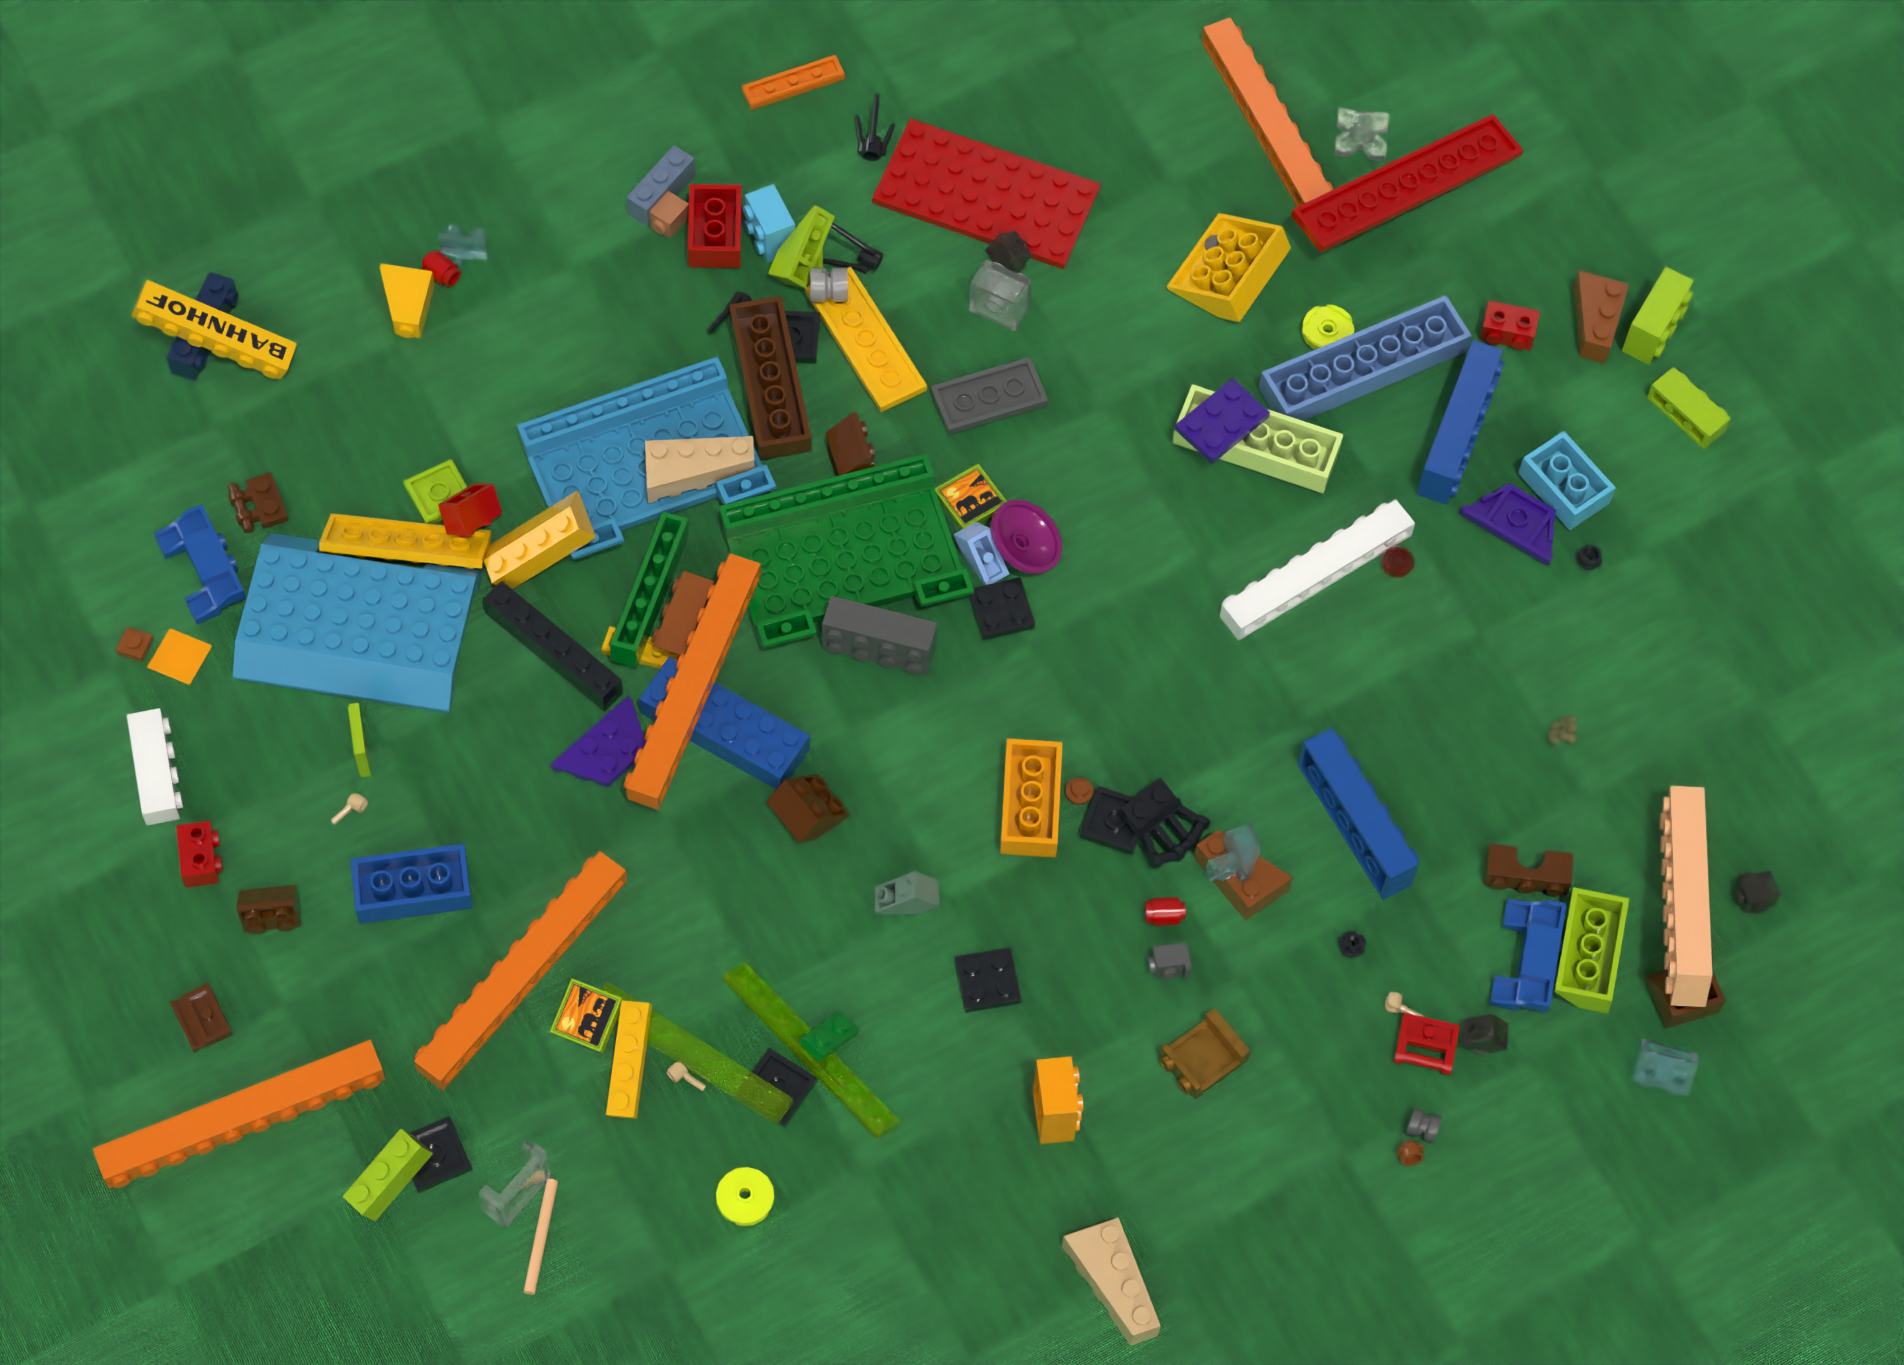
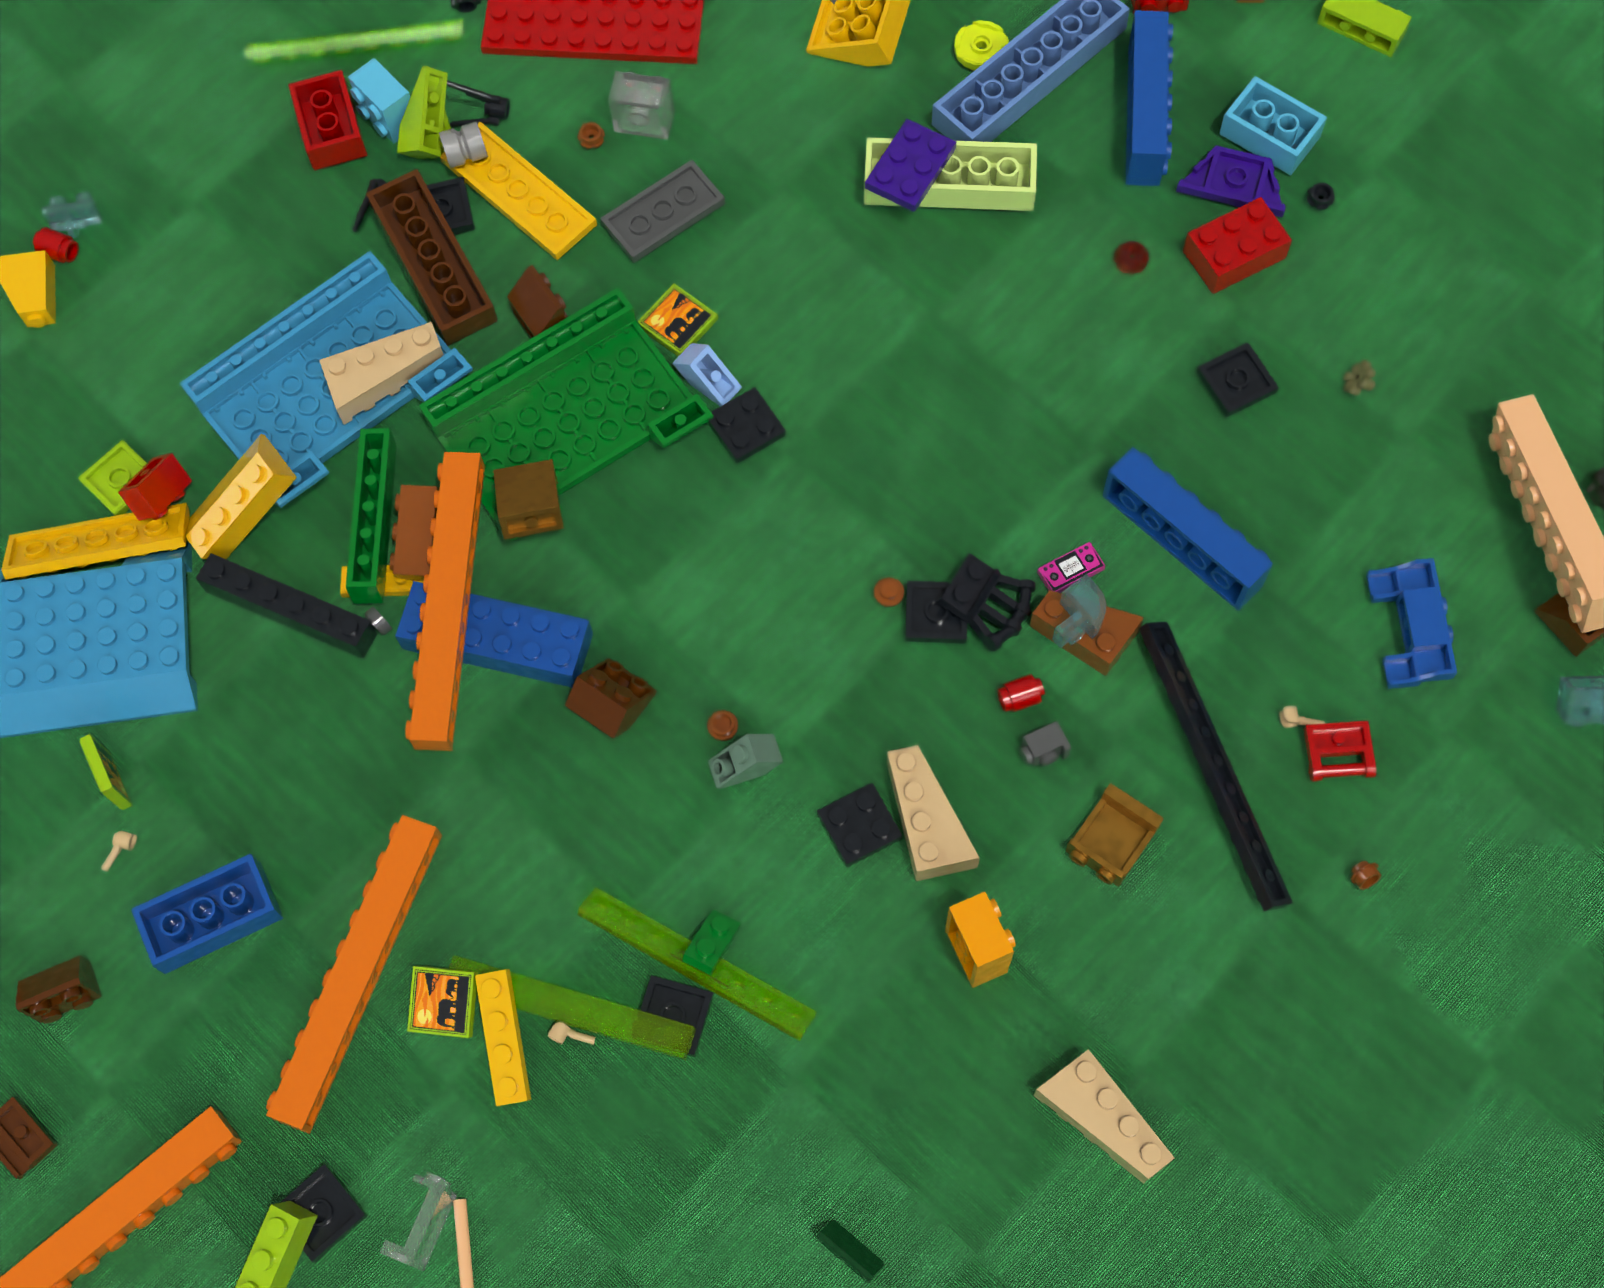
camera: 10 degrees left, 5 degrees up
(606, 748) = (376, 699): dark purple wing -> none
(627, 682) = (378, 621): none -> dark grey tile
(669, 174) = (260, 96): sand blue brick -> none
(669, 215) = (277, 123): nougat brick -> none
(749, 1210) = (680, 1167): neon yellow plate -> none
(771, 160) = (344, 42): none -> clear neon green plate
(789, 615) = (528, 499): none -> pearl gold panel
(864, 1321) = (850, 1251): none -> dark green slope
(879, 636) = (628, 491): dark grey brick -> none
(897, 861) = (722, 725): none -> dark orange plate
(949, 303) = (588, 130): none -> dark orange plate
(1009, 251) = (637, 58): clear smoke brick -> none
(1026, 536) = (748, 343): magenta dish -> none
(1031, 798) = (842, 615): light orange brick -> none
(1048, 997) = (929, 823): none -> tan wedge
(1259, 814) = (1071, 567): none -> tile
(1312, 1022) = (1216, 767): none -> black plate
(1316, 569) = (1053, 290): white brick -> none
(1352, 951) = (1222, 675): black plate -> none
(1423, 1125) = (1365, 840): dark grey wheel -> none
(1453, 698) = (1237, 379): none -> black plate
(1485, 1034) = (1398, 722): clear smoke brick -> none
(1495, 579) = (1237, 245): none -> red brick
(1504, 871) = (1353, 541): reddish brown arch -> none
(1591, 949) = (1477, 598): lime slope -> none

